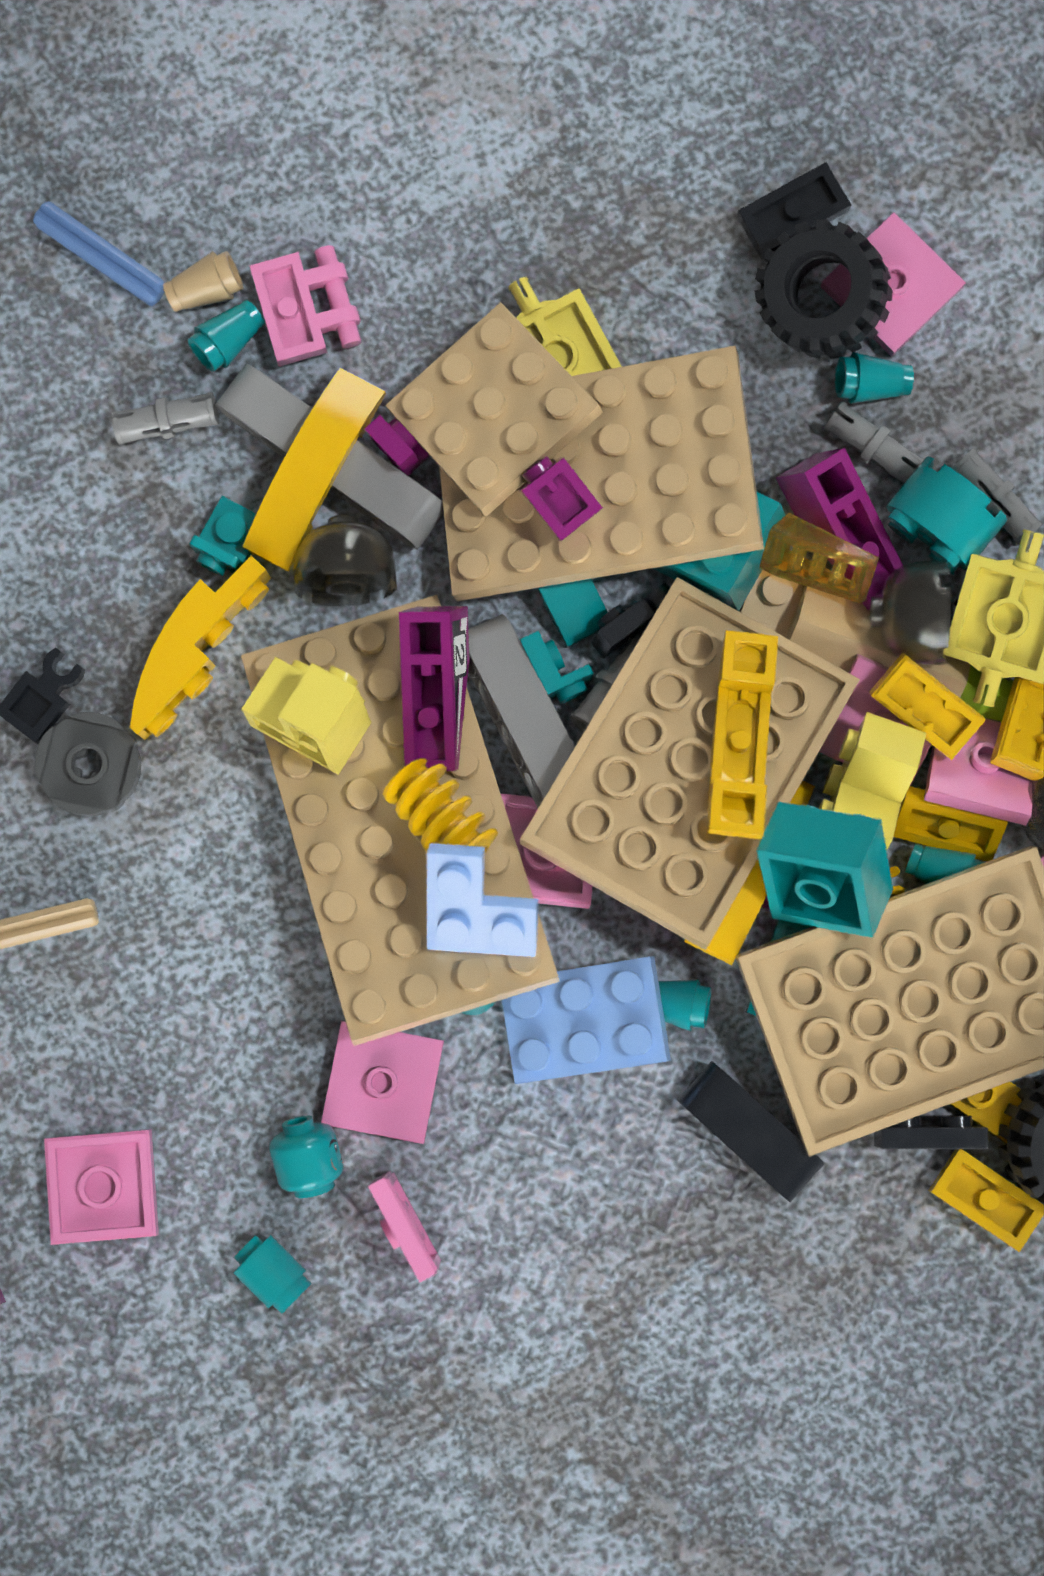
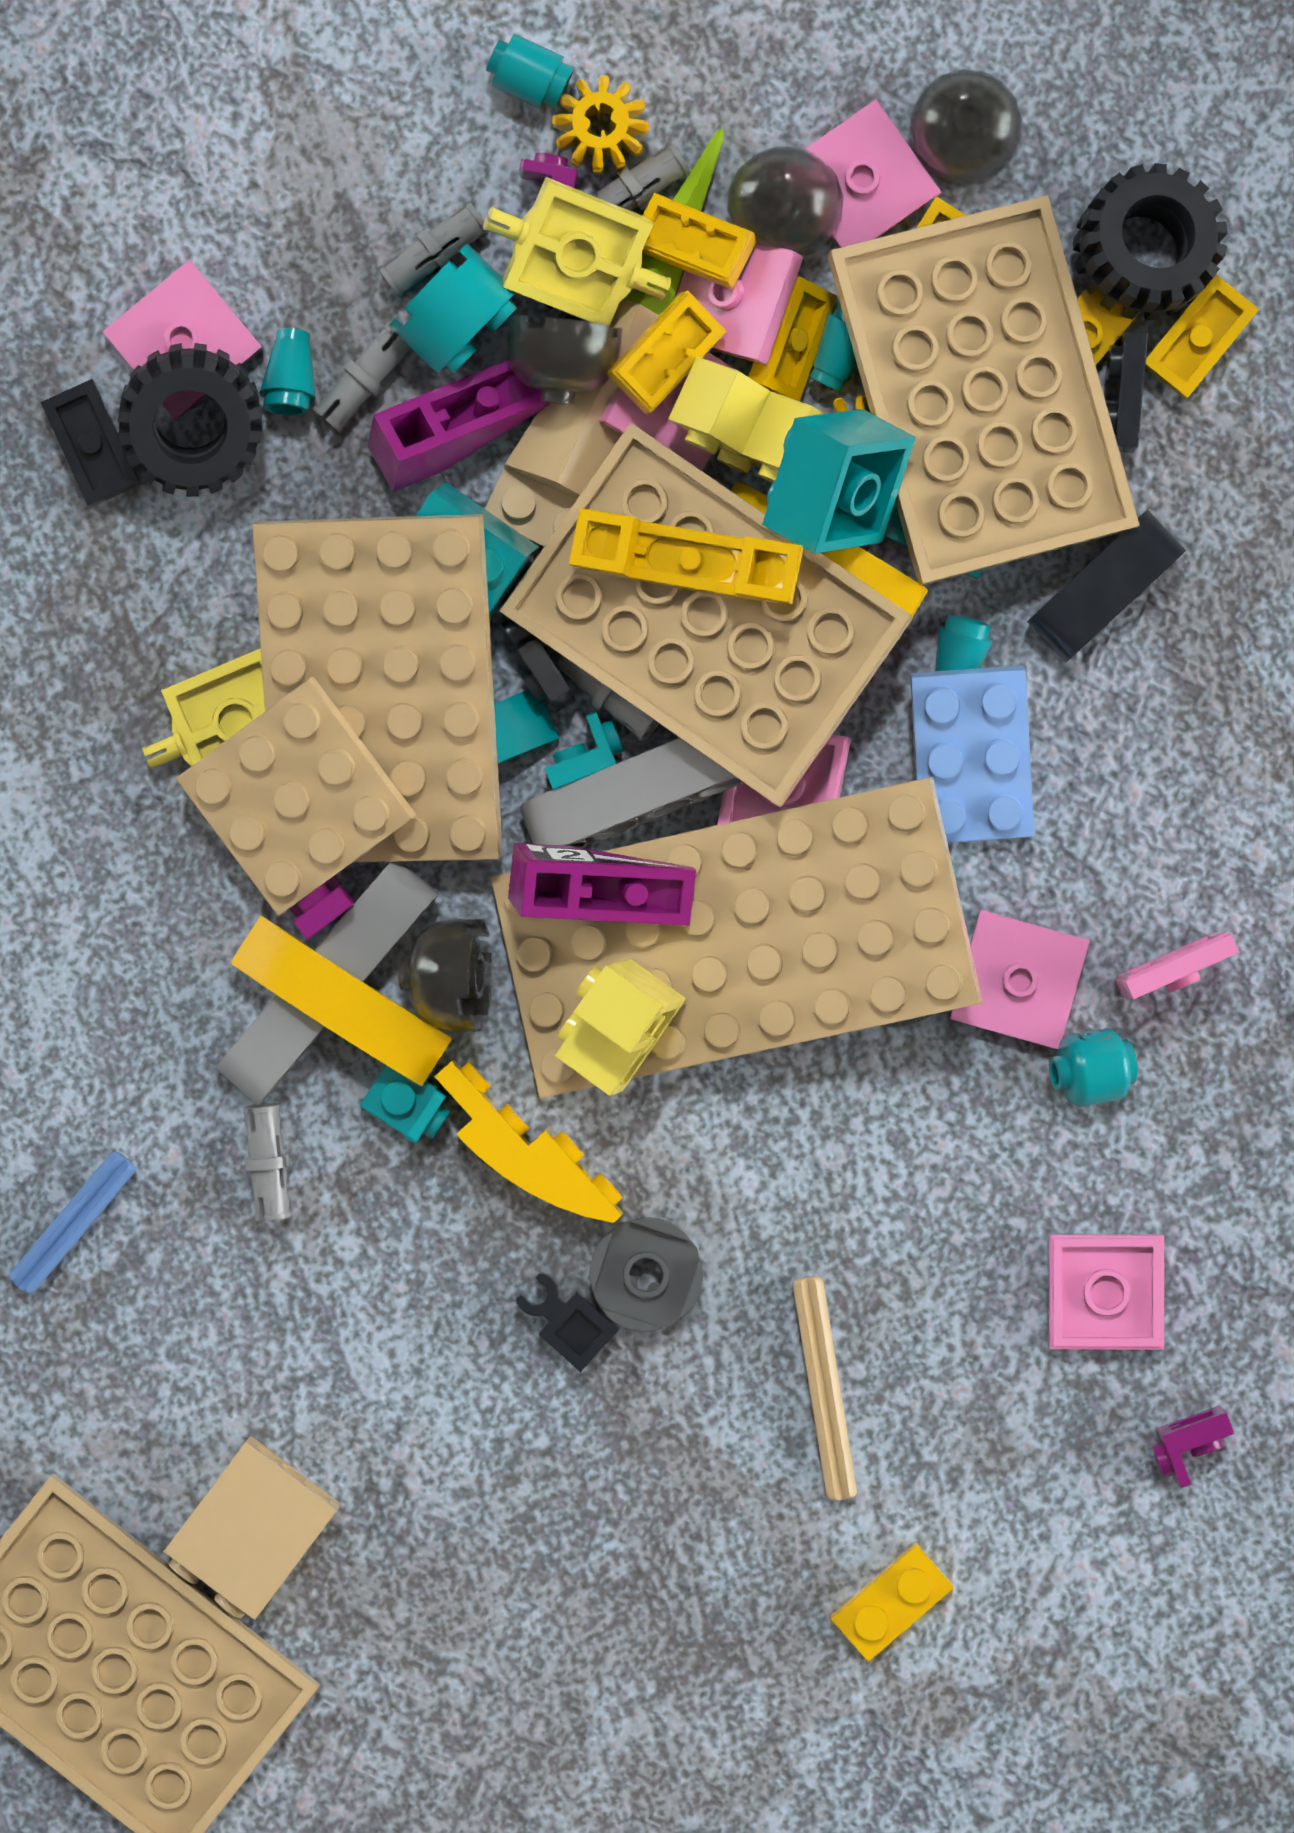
camera: 85 degrees left, 5 degrees up
(204, 283) = (117, 1107): tan cone -> none
(225, 335) = (179, 1088): teal cone -> none
(271, 1273) = (1214, 1114): teal brick -> none
(290, 311) = (157, 1013): bright pink plate -> none
(432, 810) = (746, 890): yellow piece -> none
(464, 917) = (863, 867): light blue plate -> none
(559, 496) = (406, 732): magenta bracket -> none
(795, 567) = (488, 487): clear yellow slope -> none

